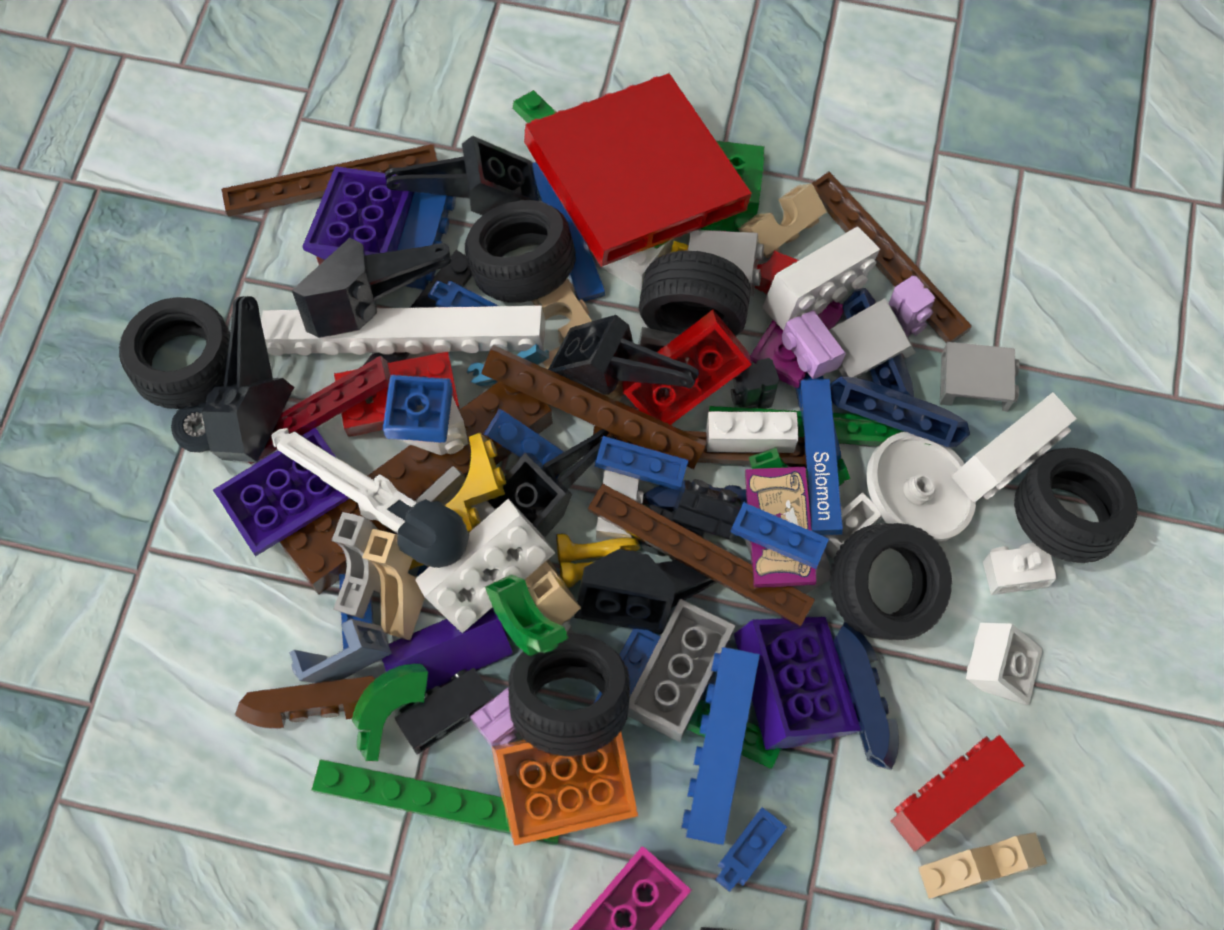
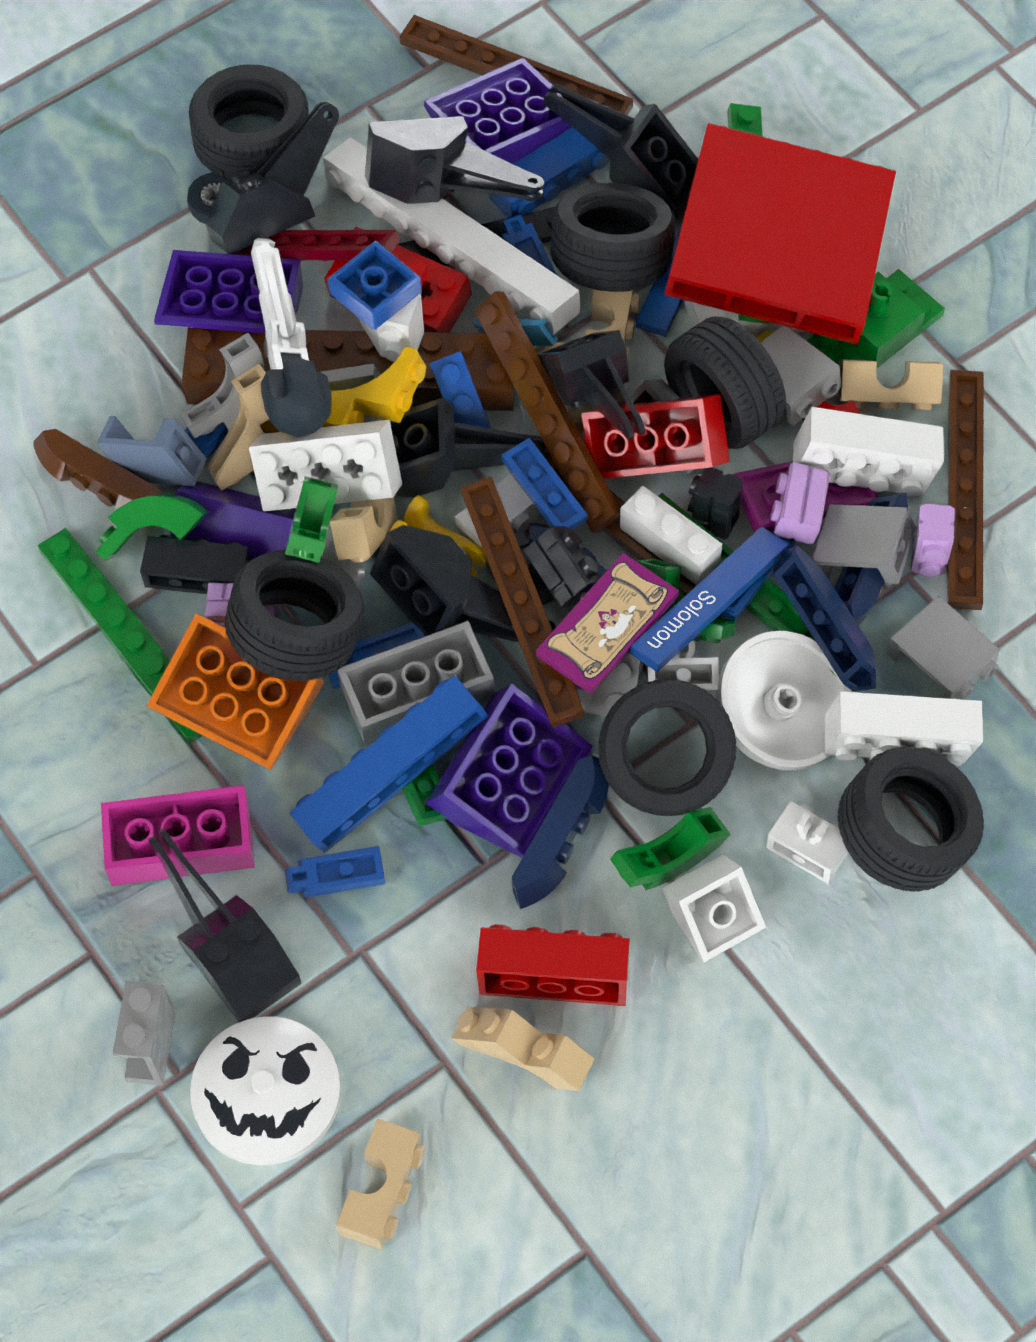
camera: 45 degrees right, 5 degrees down
(779, 535) = (593, 624): blue plate -> none
(947, 649) = (673, 852): none -> green arch

